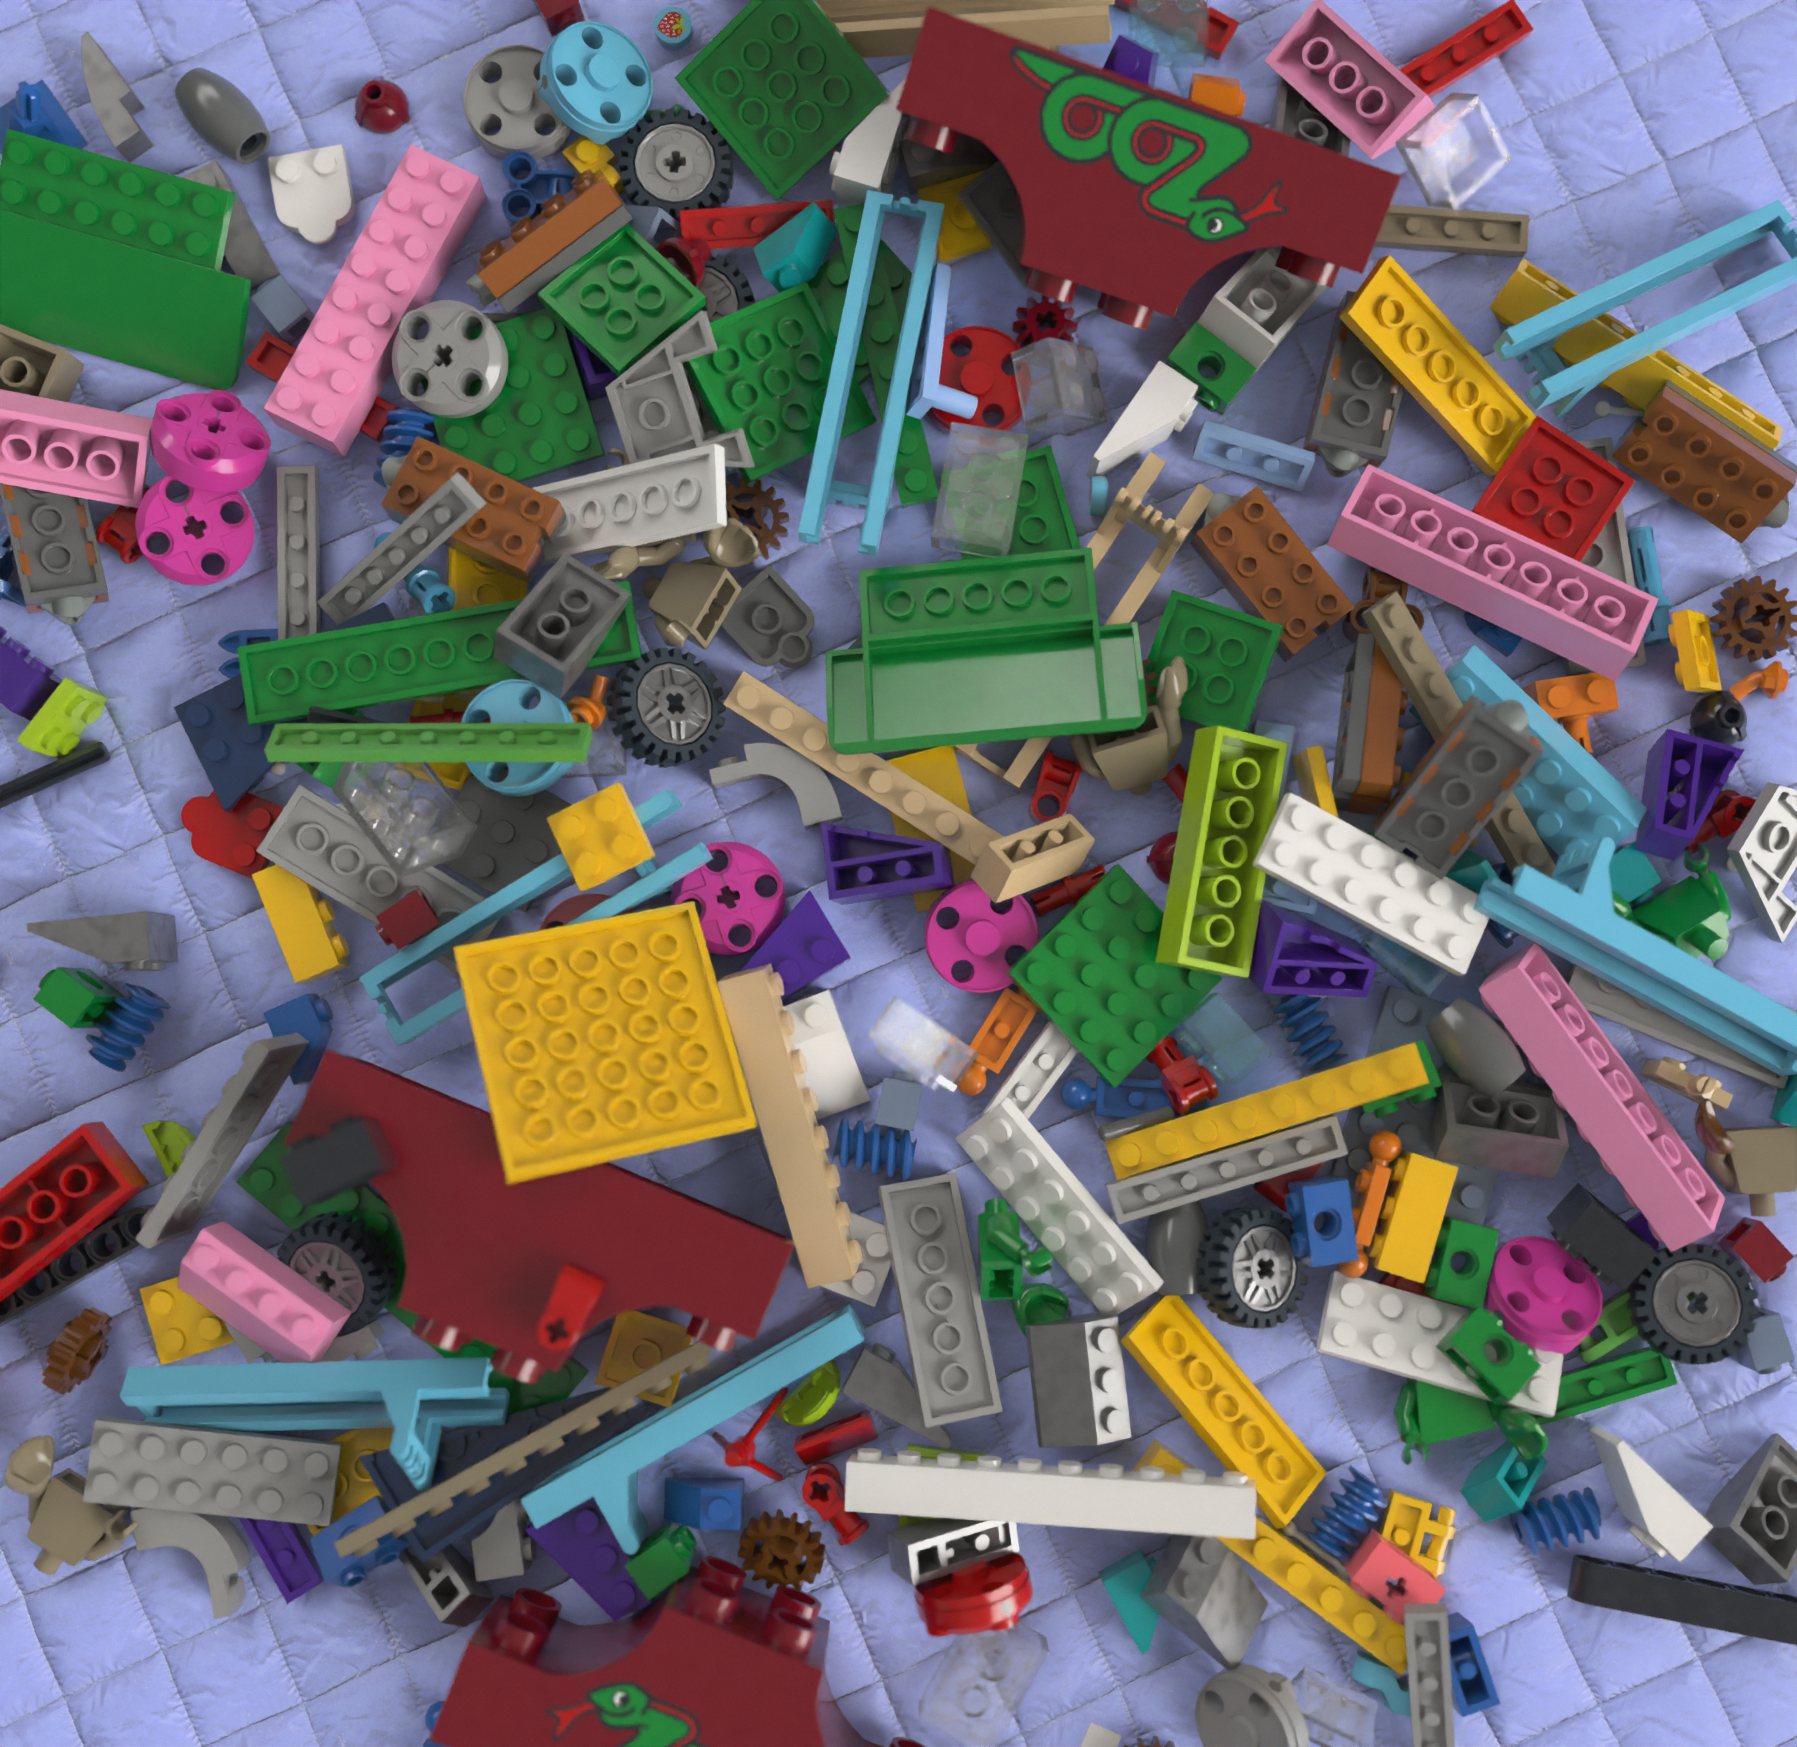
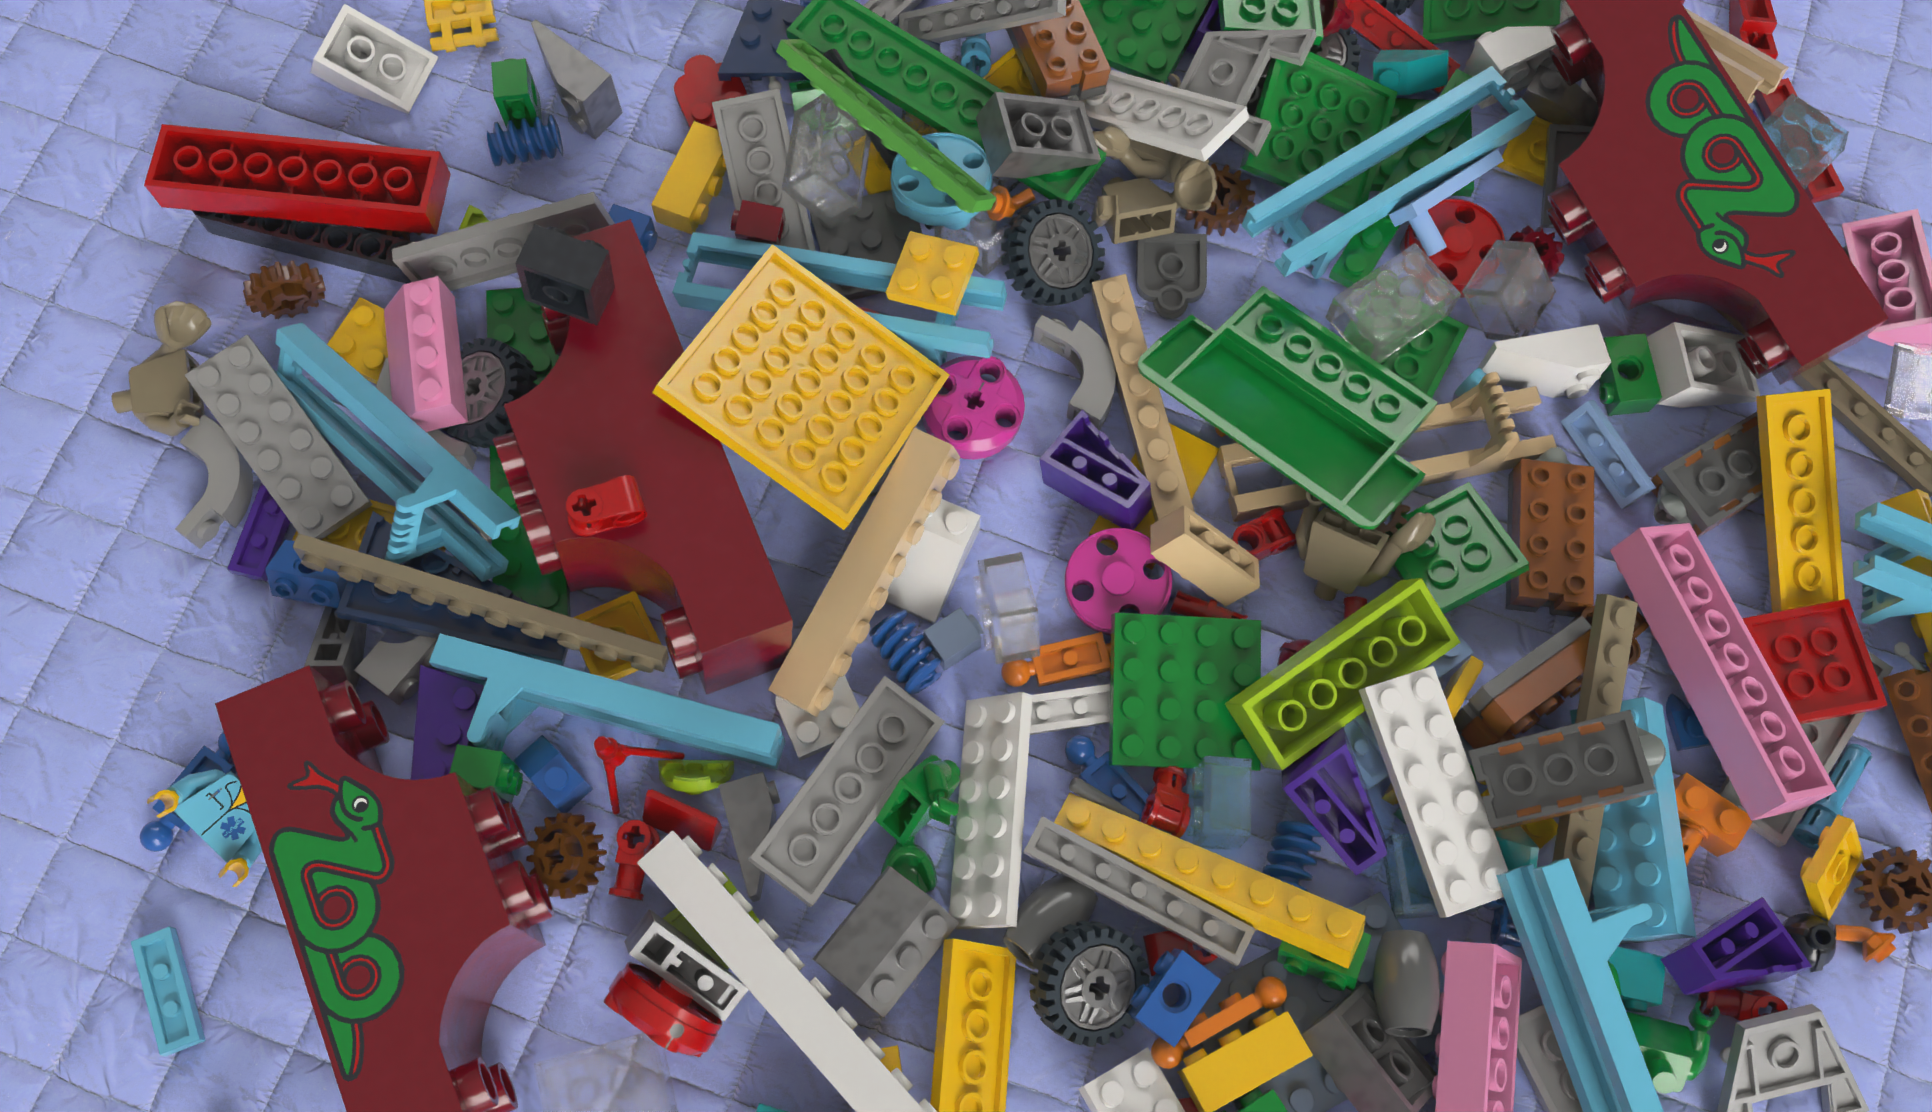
camera: 40 degrees right, 15 degrees down
(801, 947) = (990, 480): dark purple wedge -> none

